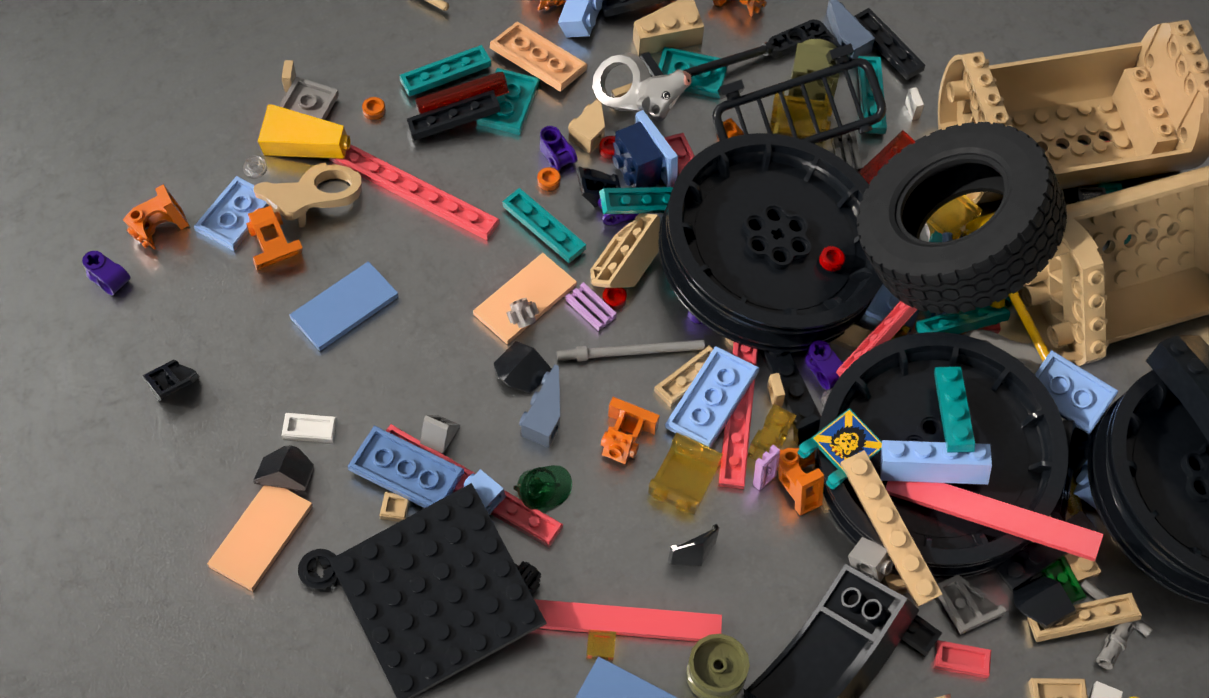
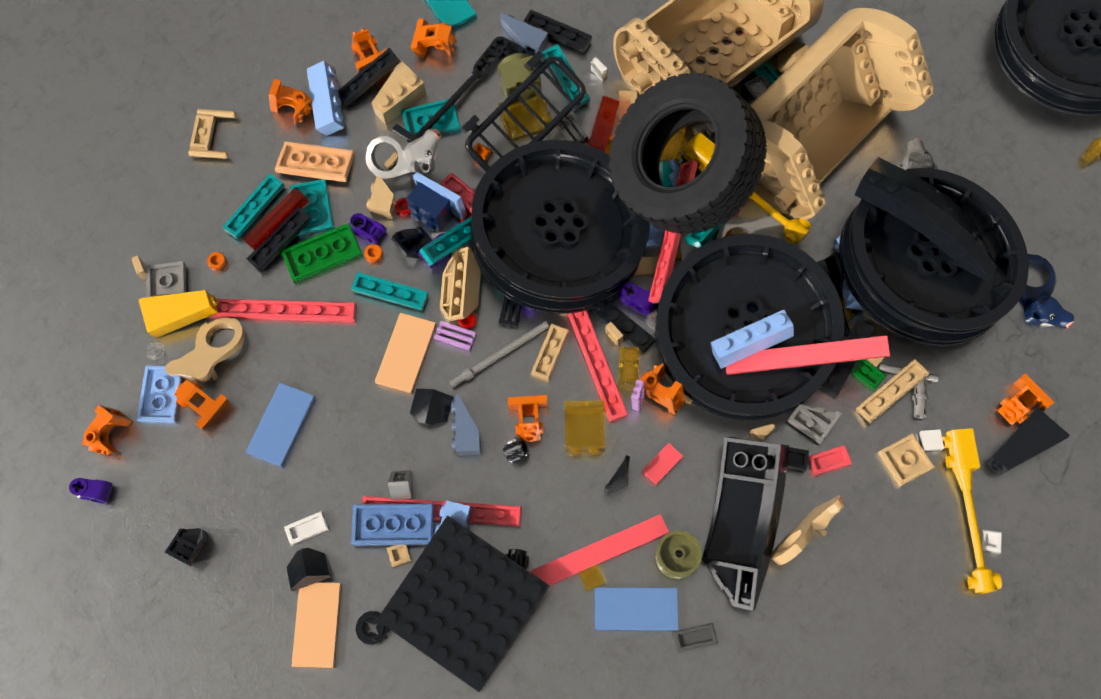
camera: 20 degrees left, 10 degrees up
(491, 152) = (321, 253): none -> green tile
(522, 312) = (412, 367): light grey gear -> none
(544, 486) = (494, 487): clear green piece -> none
(590, 459) = (515, 450): none -> black gear
(660, 322) = (508, 322): none -> black tile
(712, 397) = (574, 362): light blue tile -> none
(755, 561) = (662, 464): none -> coral tile
(805, 428) = (648, 352): black tile -> none
(832, 258) = (605, 220): red tile -> none
(841, 440) = (686, 355): flag -> none
(871, 559) = (741, 426): light grey brick -> none
(891, 528) = (745, 400): tan plate -> none
(954, 409) = (748, 296): teal plate -> none
(1044, 601) = (862, 394): black slope -> none
(1075, 391) = (815, 237): light blue tile -> none

